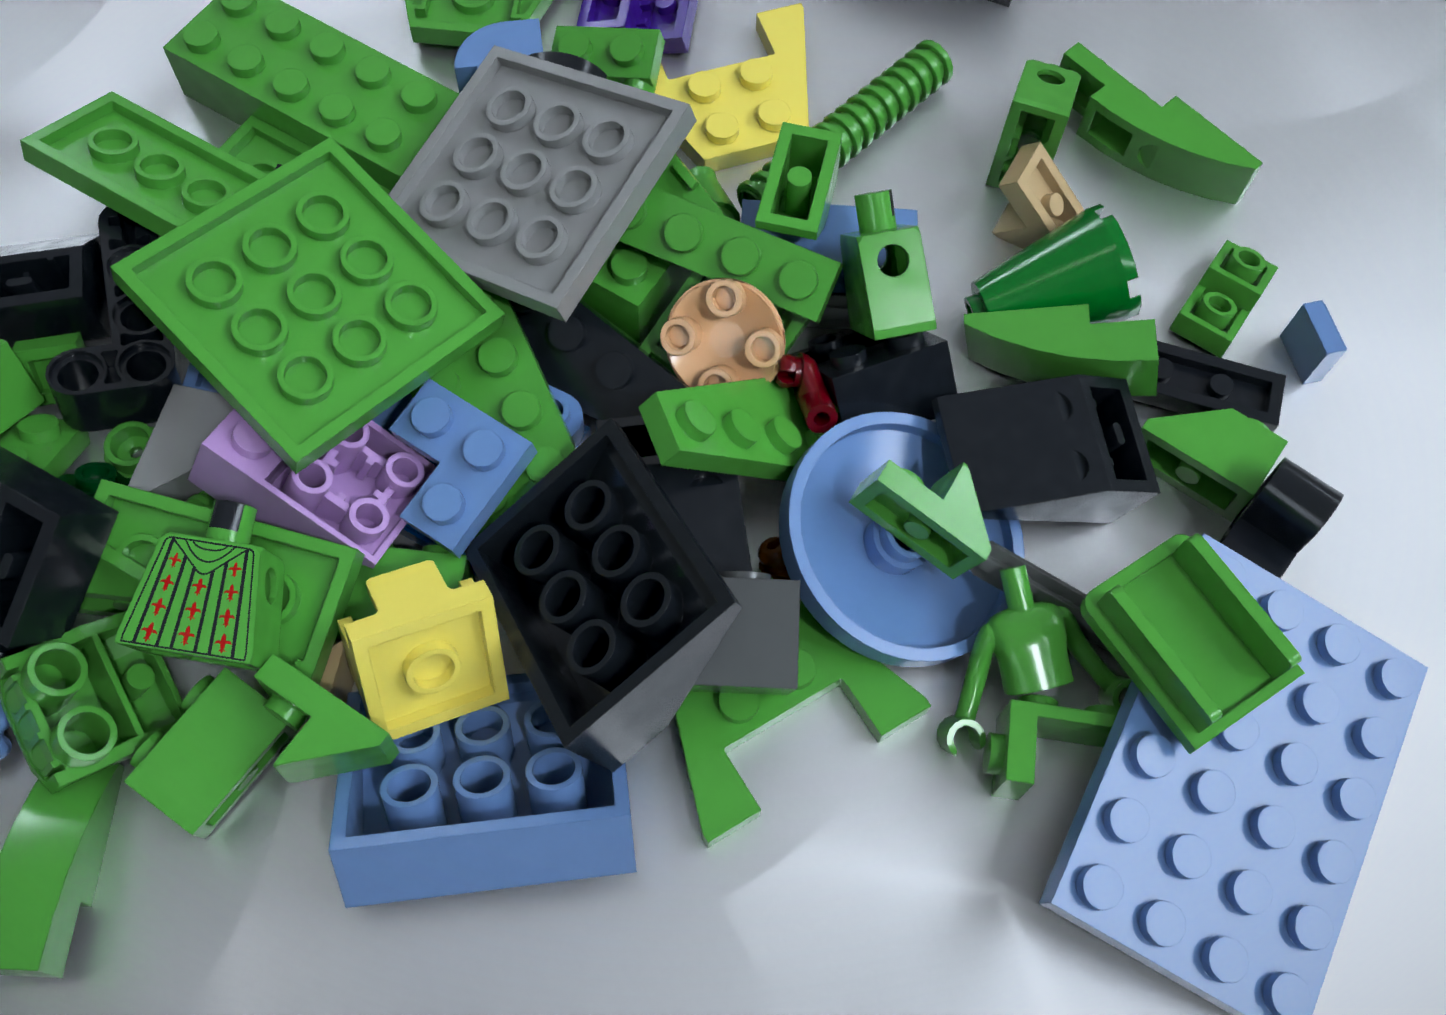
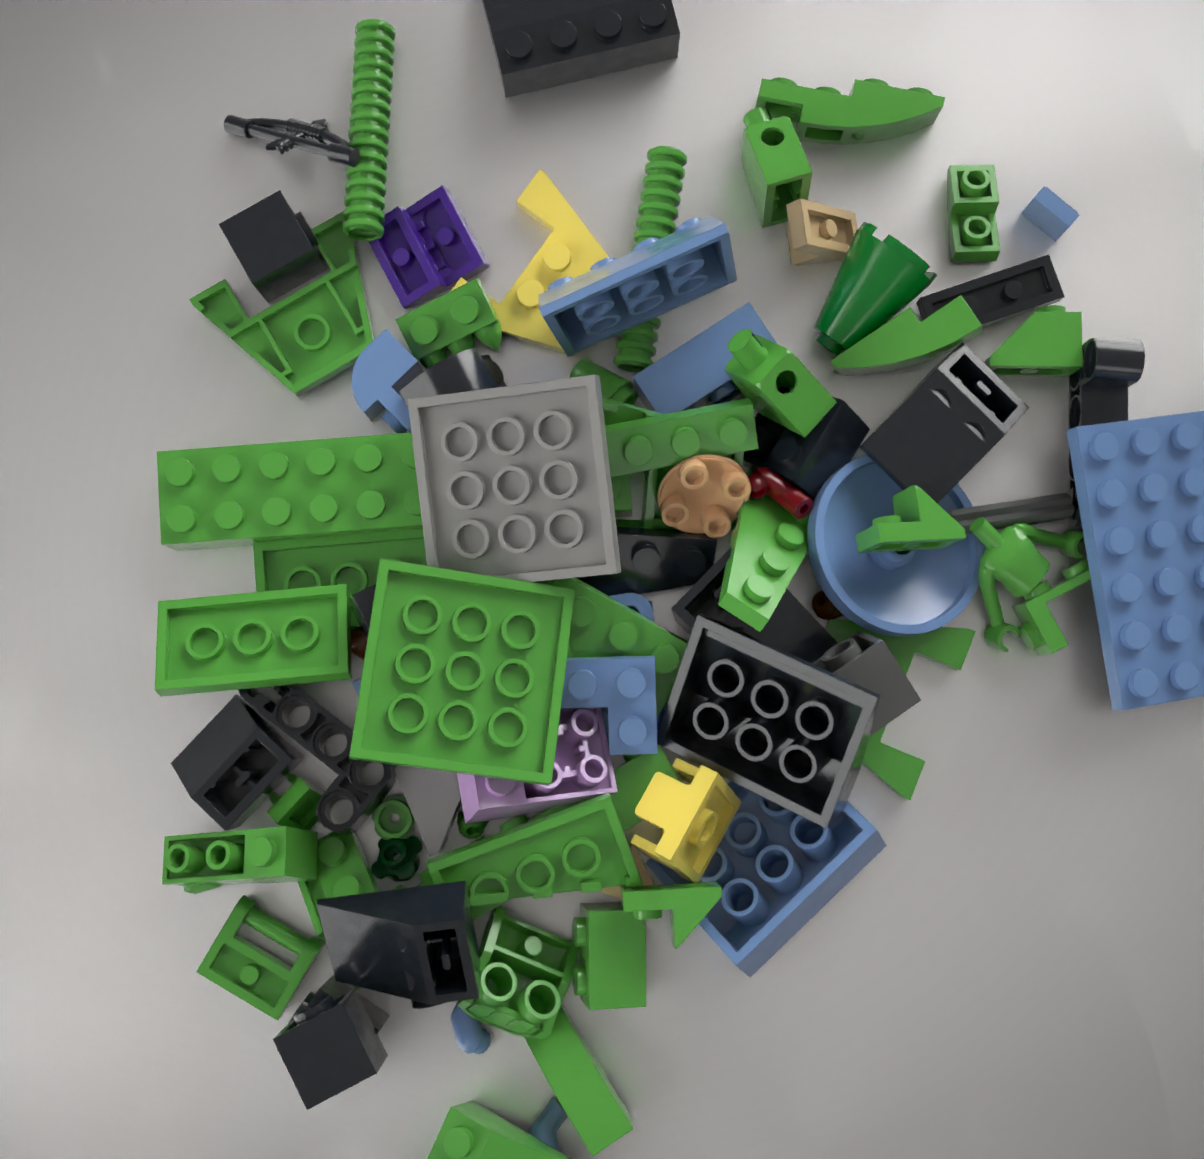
camera: 30 degrees left, 20 degrees up
(209, 595) = (561, 887): bright green torso -> none
(800, 181) = (682, 361): bright green slope -> none
(829, 75) = (639, 284): none -> medium blue slope
(1191, 638) = (1106, 506): bright green piece -> none

